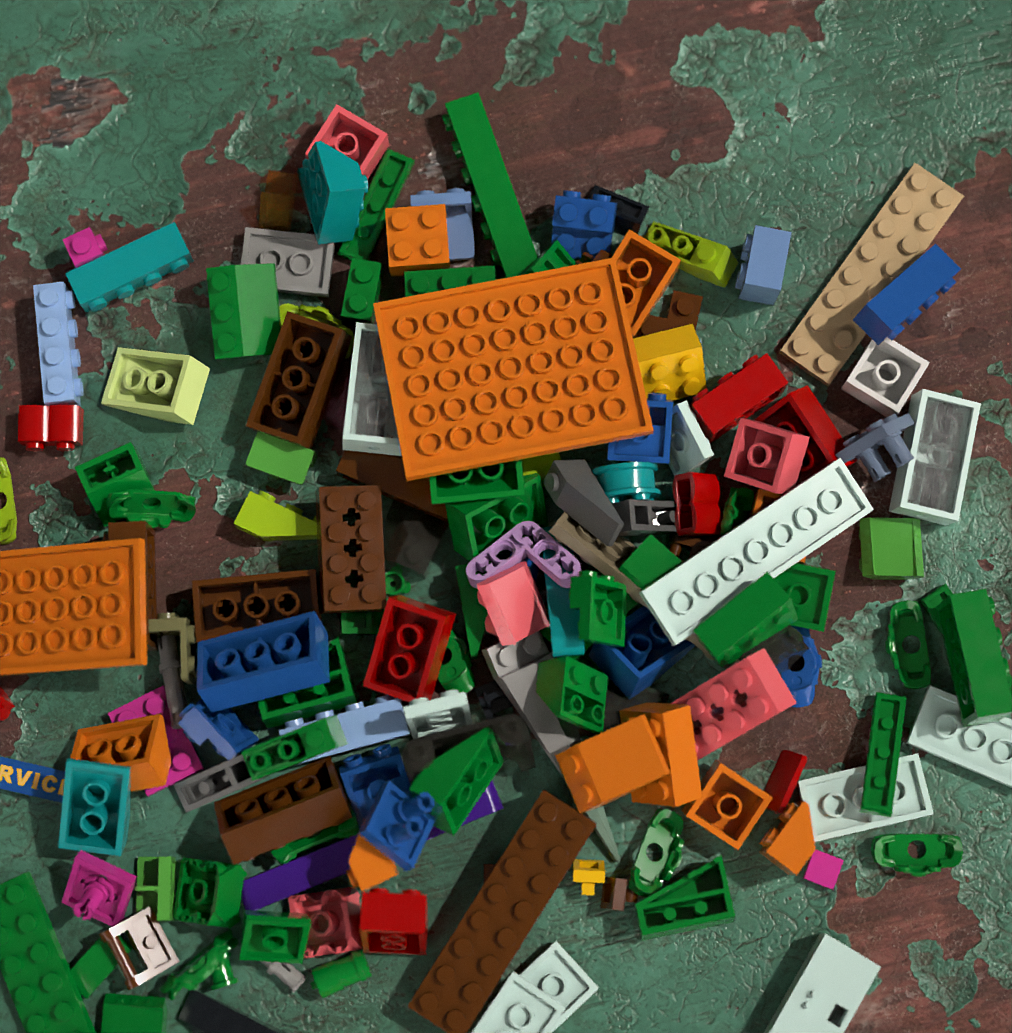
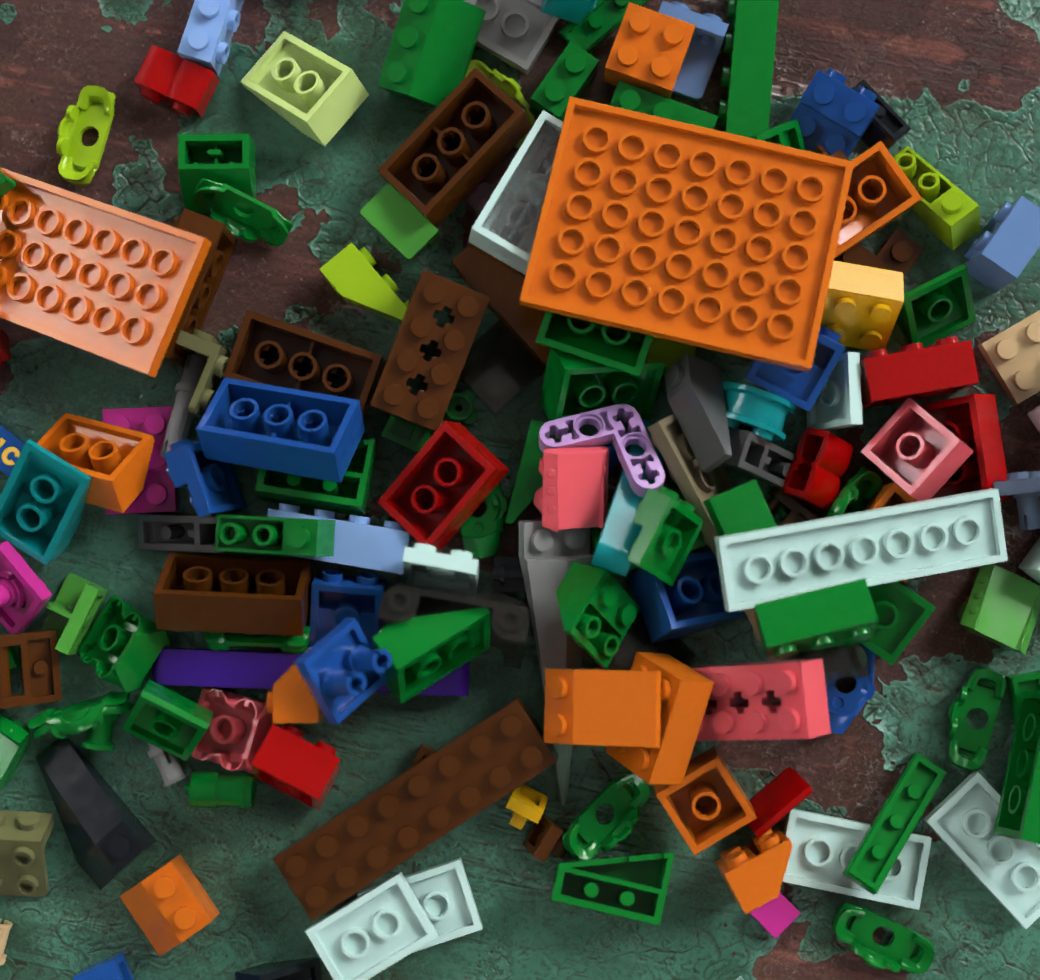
camera: 25 degrees right, 5 degrees up
(732, 338) = (937, 308): none -> green slope

